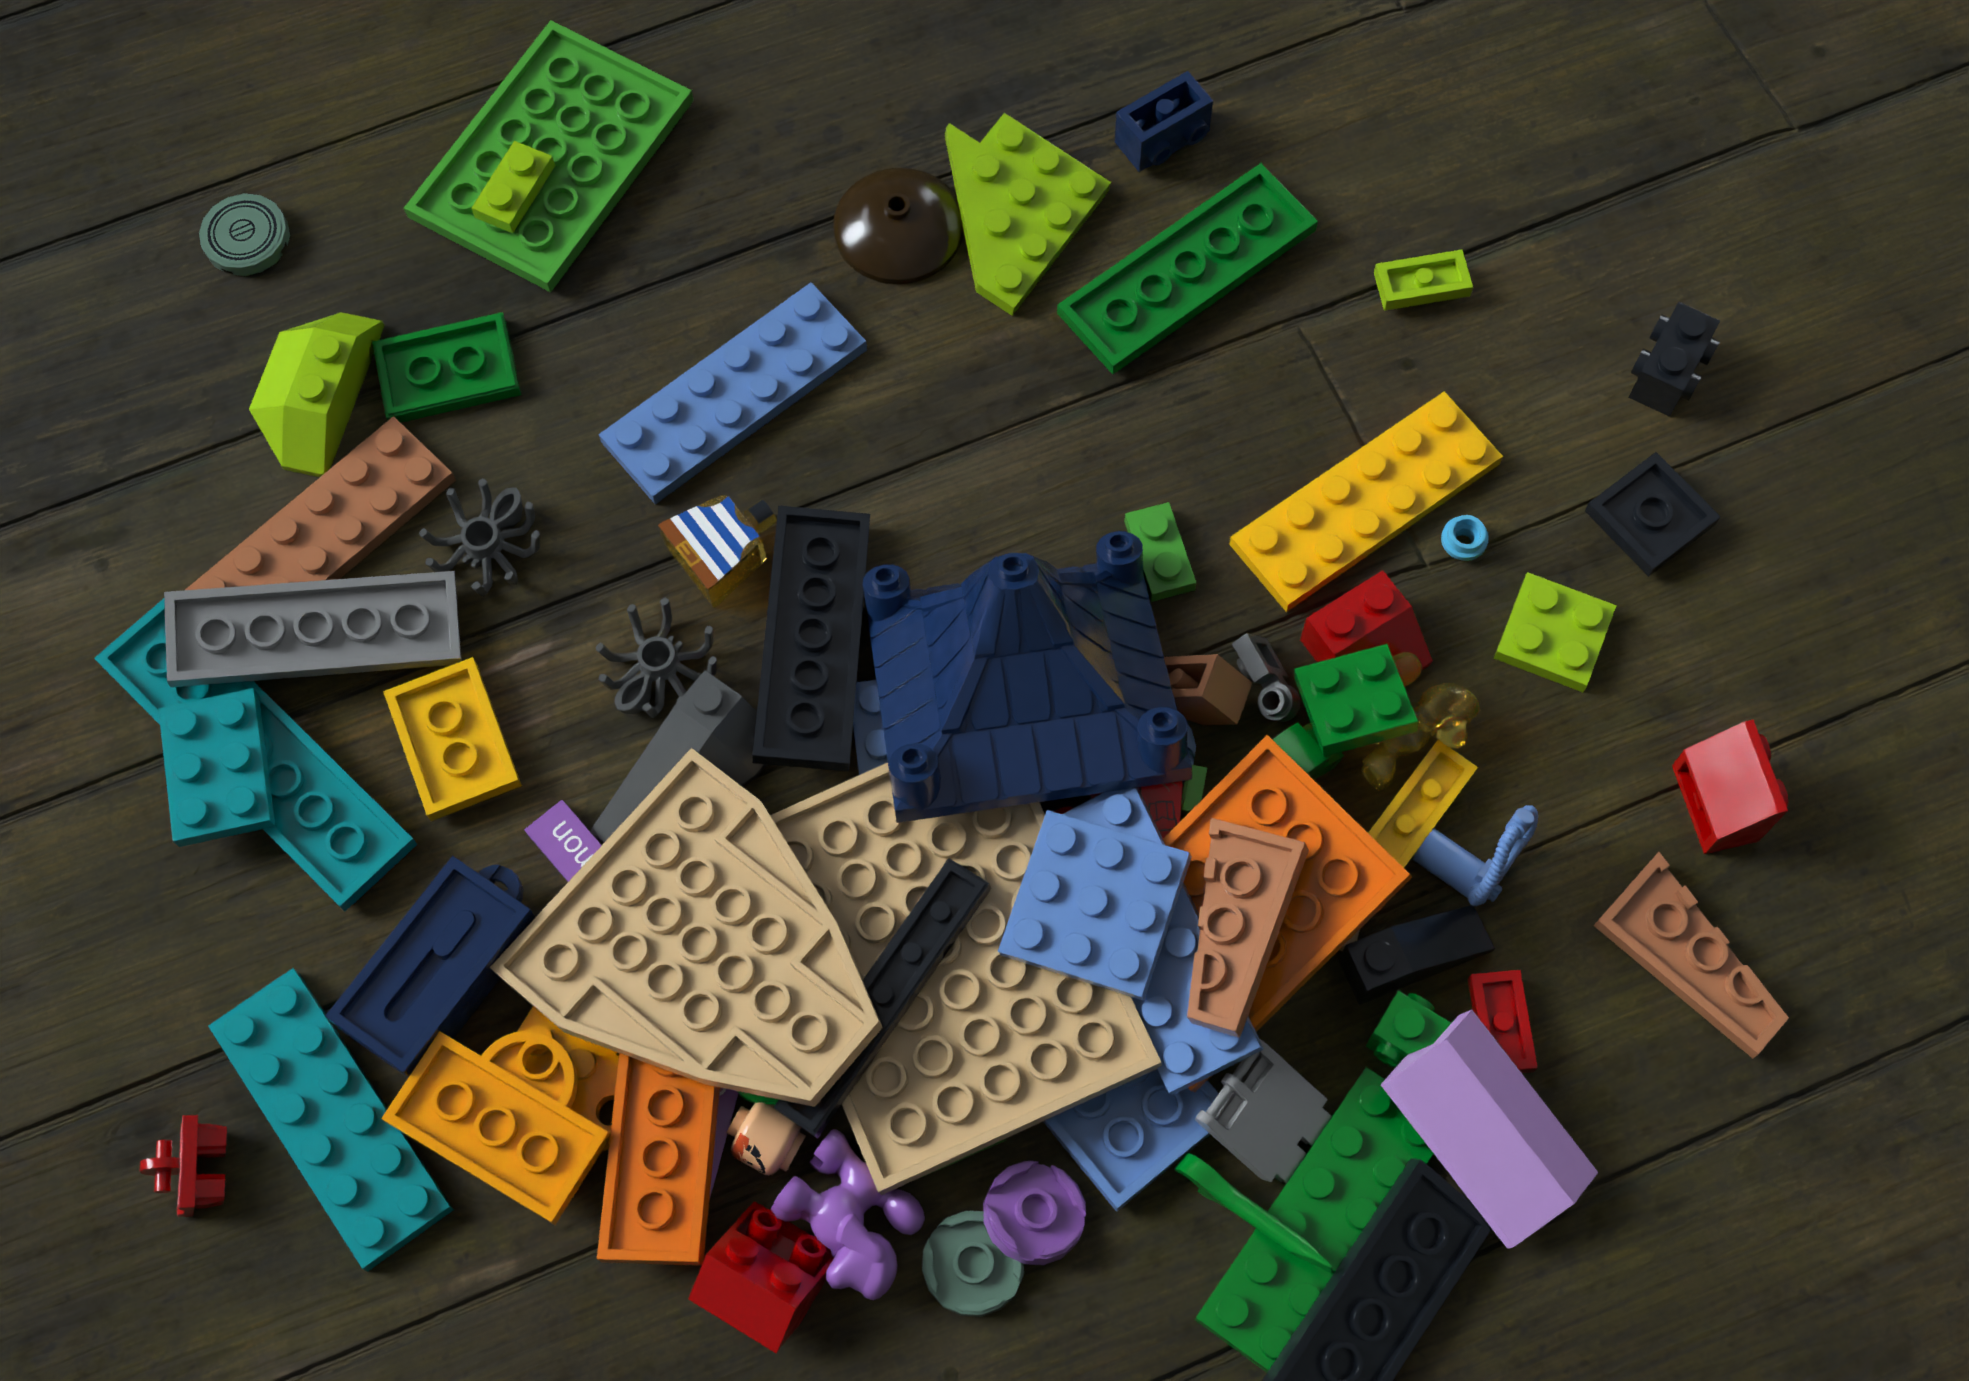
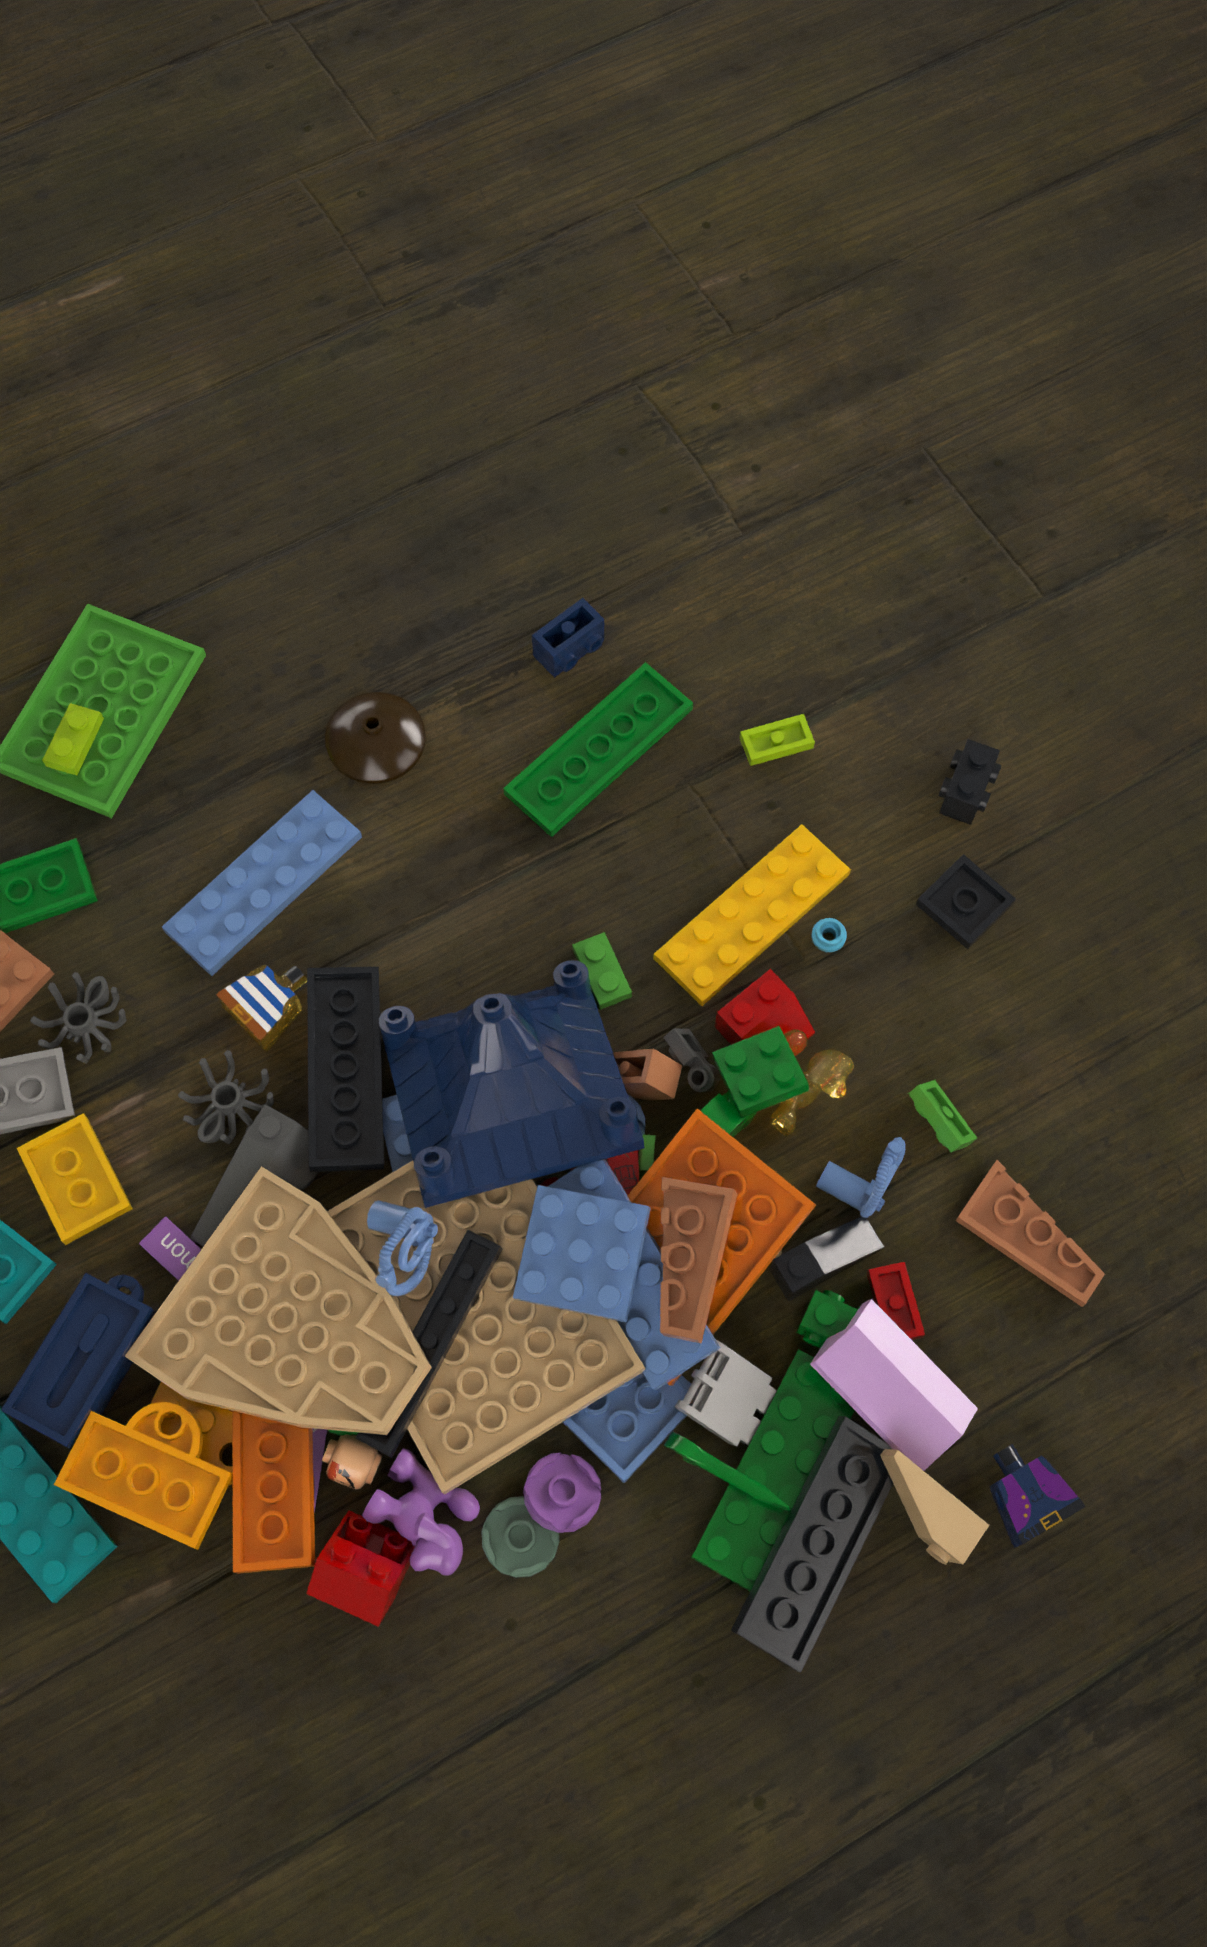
camera: 10 degrees left, 0 degrees up
(882, 849) = (416, 1229): none -> medium blue piece
(1017, 206) = (464, 713): lime wing -> none
(1422, 802) = (817, 1144): yellow plate -> none
(1524, 1298) = (935, 1513): none -> tan slope
(1555, 632) = (903, 999): lime plate -> none
(1596, 795) = (942, 1115): none -> bright green plate
(1657, 1295) = (1031, 1496): none -> torso
(1731, 788) = (1044, 1105): slope -> none

